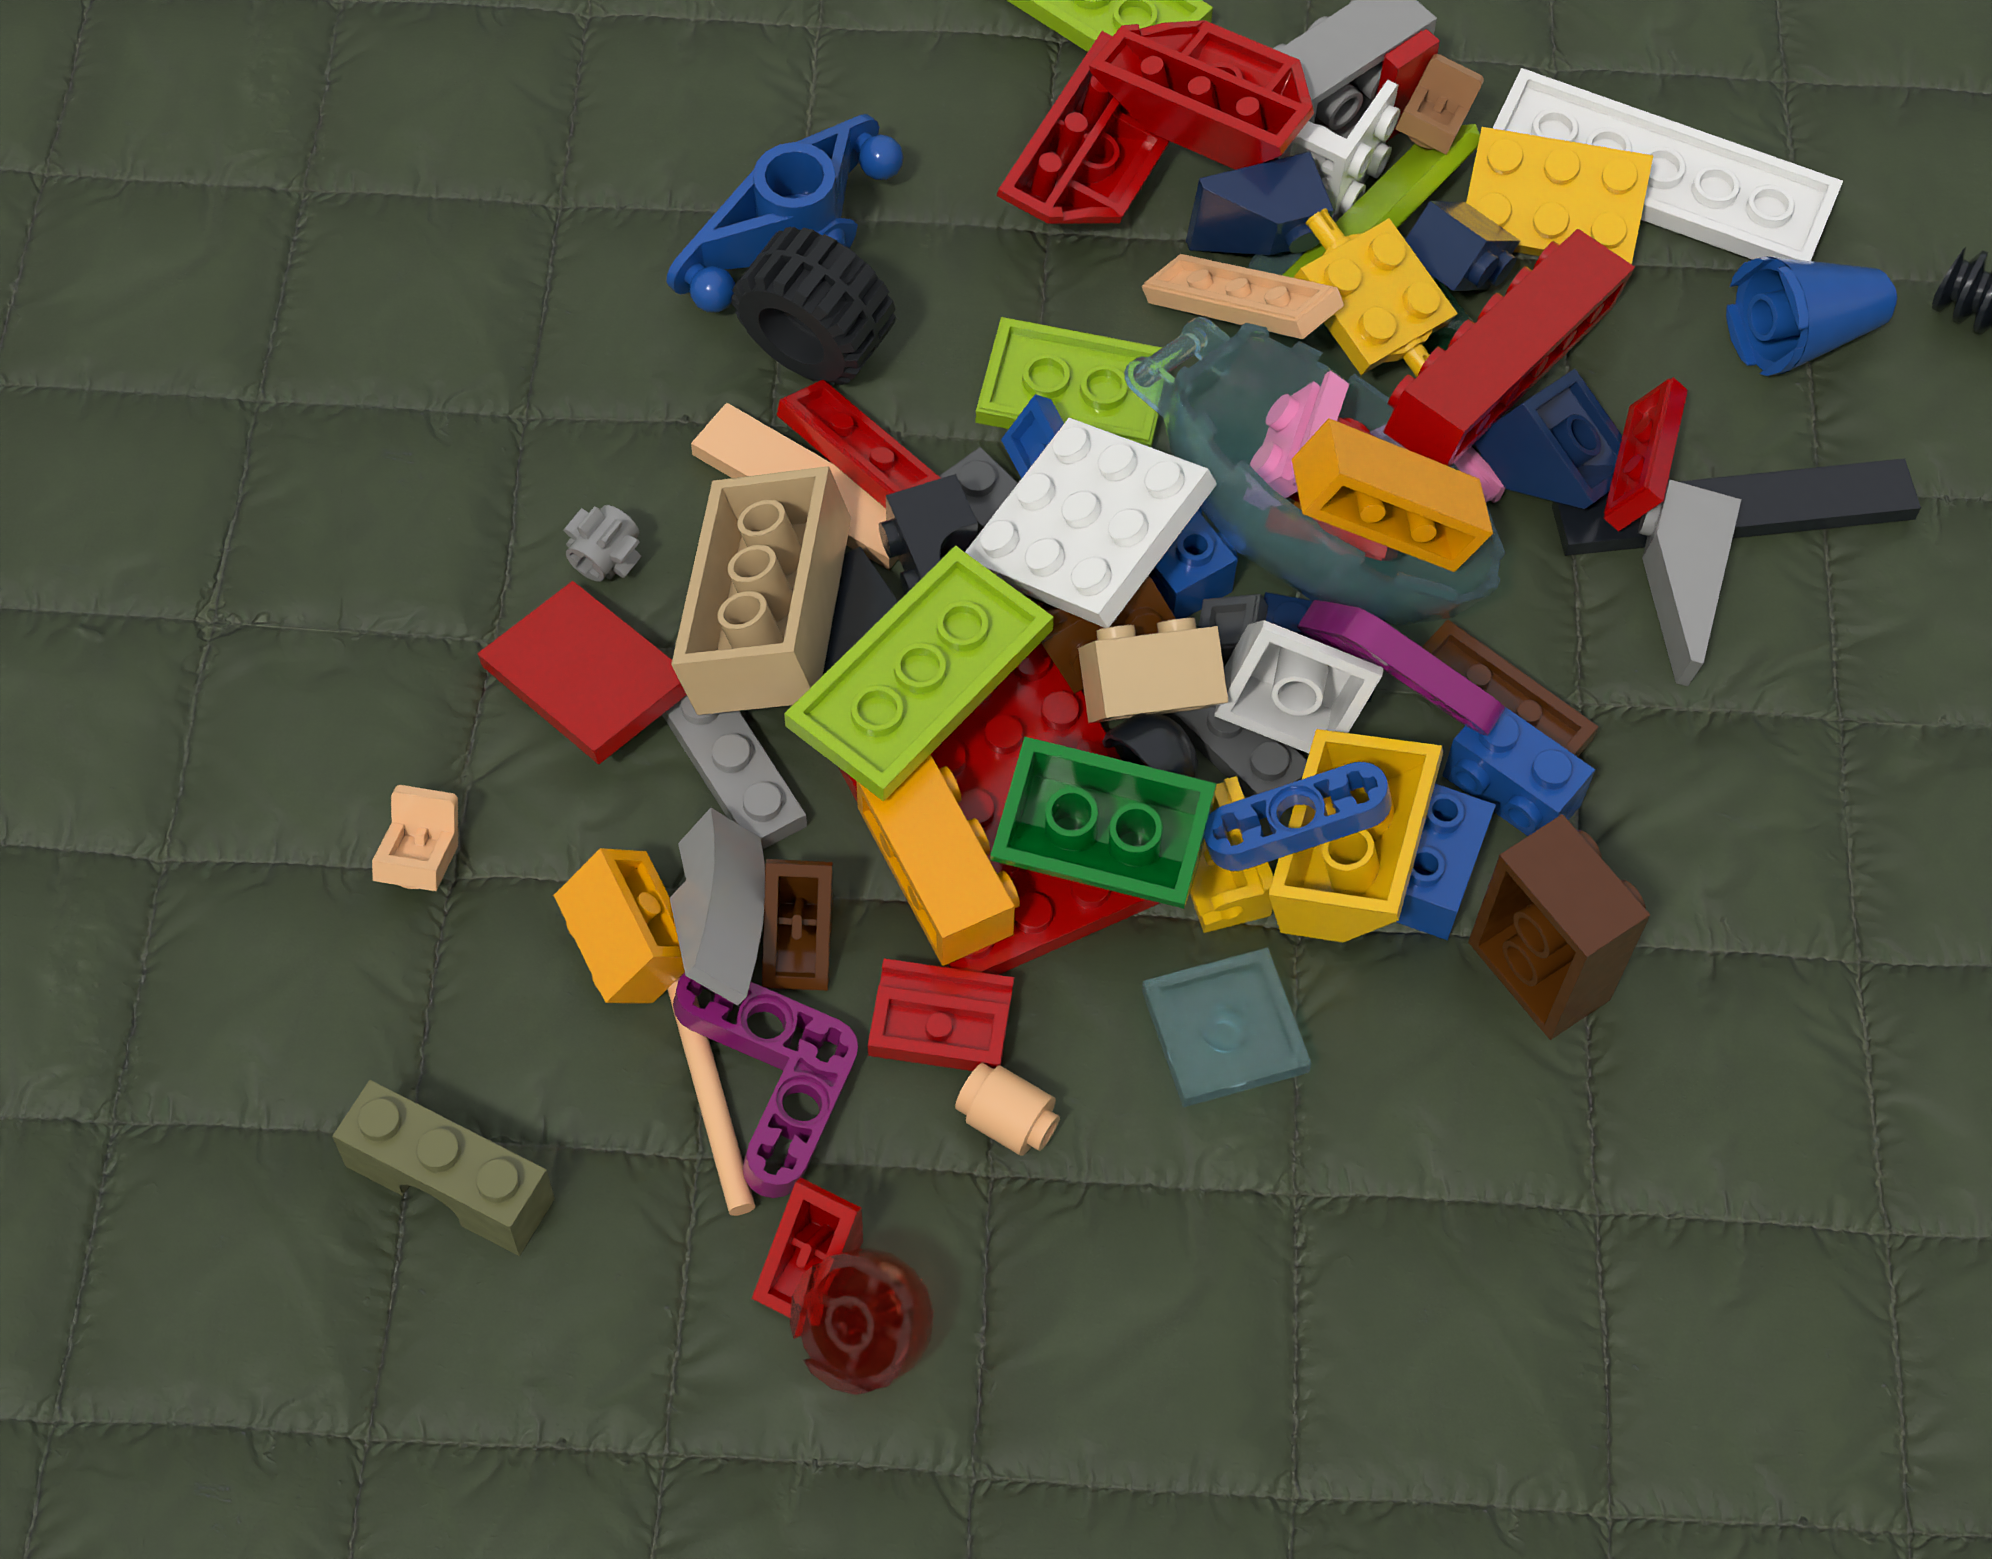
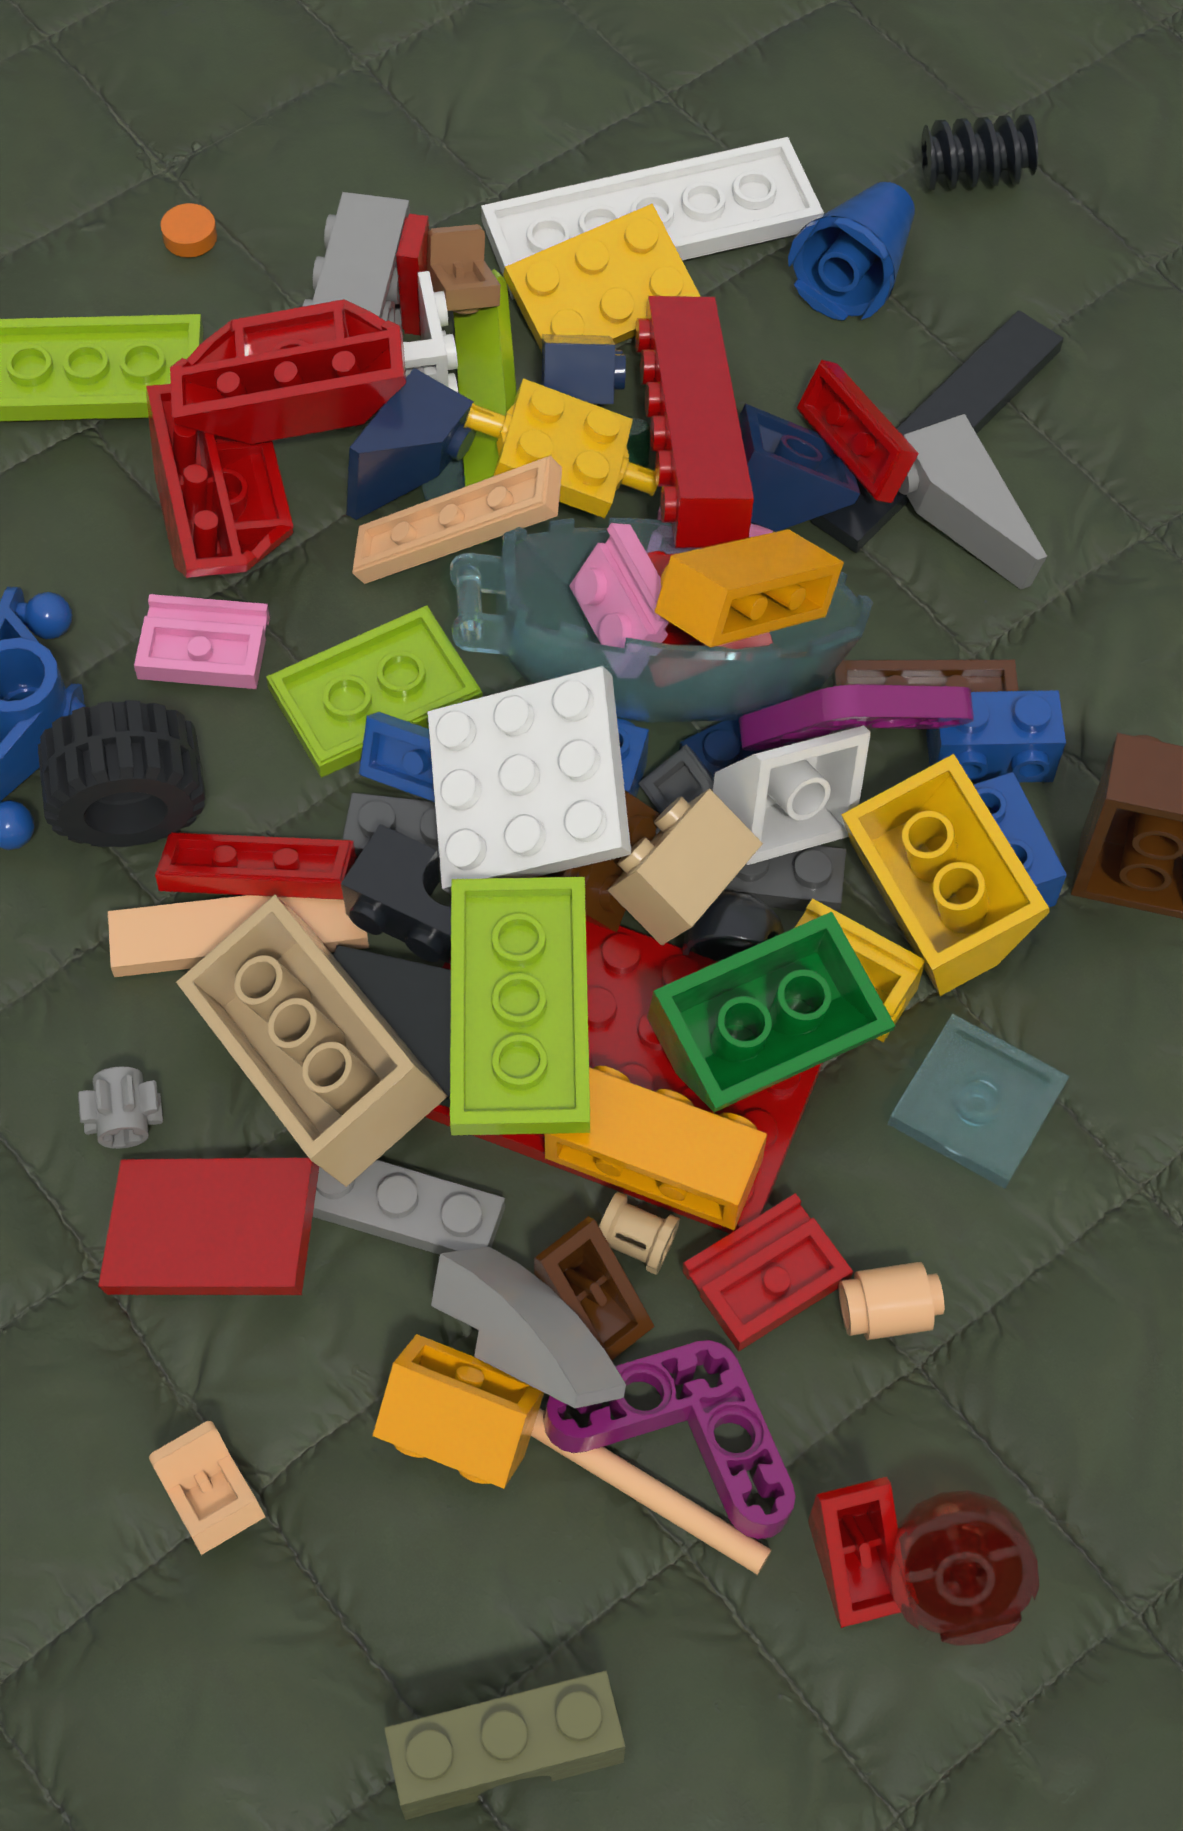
camera: 40 degrees left, 0 degrees up
(873, 913) = (638, 1232): none -> tan bush
(979, 257) = (202, 641): none -> bright pink plate
(1309, 791) = (940, 860): blue beam -> none

